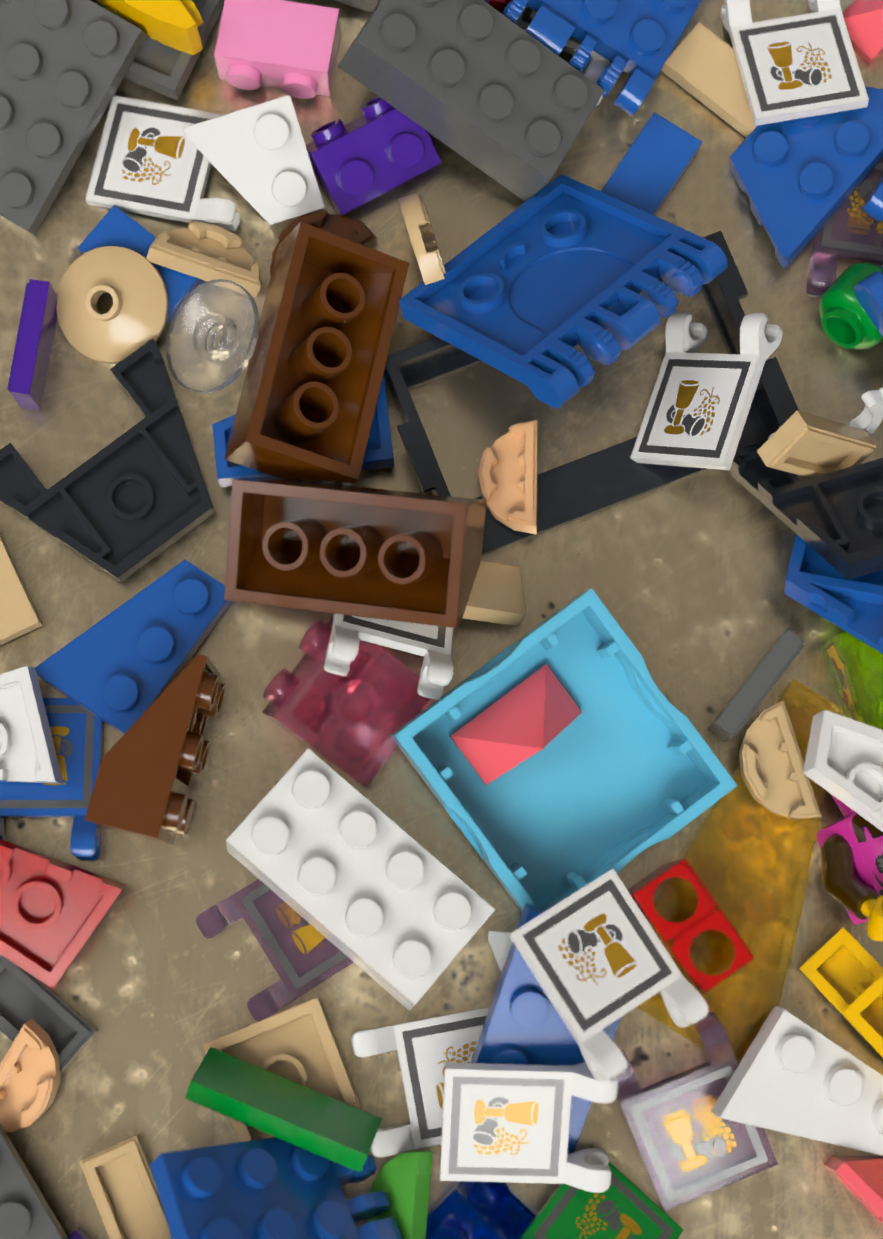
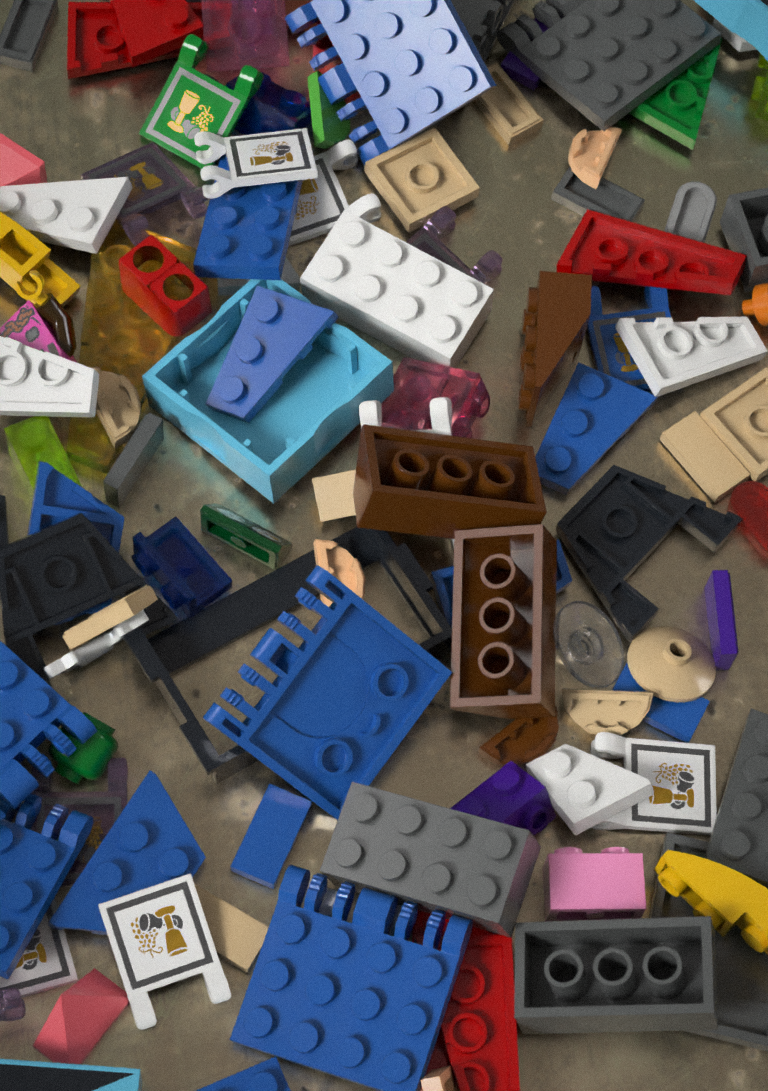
camera: 165 degrees right, 15 degrees down
(284, 1109) = (417, 147): green tile -> none
(422, 238) = (445, 734): tan tile -> none
(516, 725) = (301, 400): coral slope -> none
(560, 802) = (265, 348): none -> wing
(601, 962) = (224, 242): white flag -> none
(620, 565) = (244, 535): none -> dark green slope
(703, 397) = (202, 642): white flag -> none
(715, 526) = (181, 567): none -> clear blue bracket

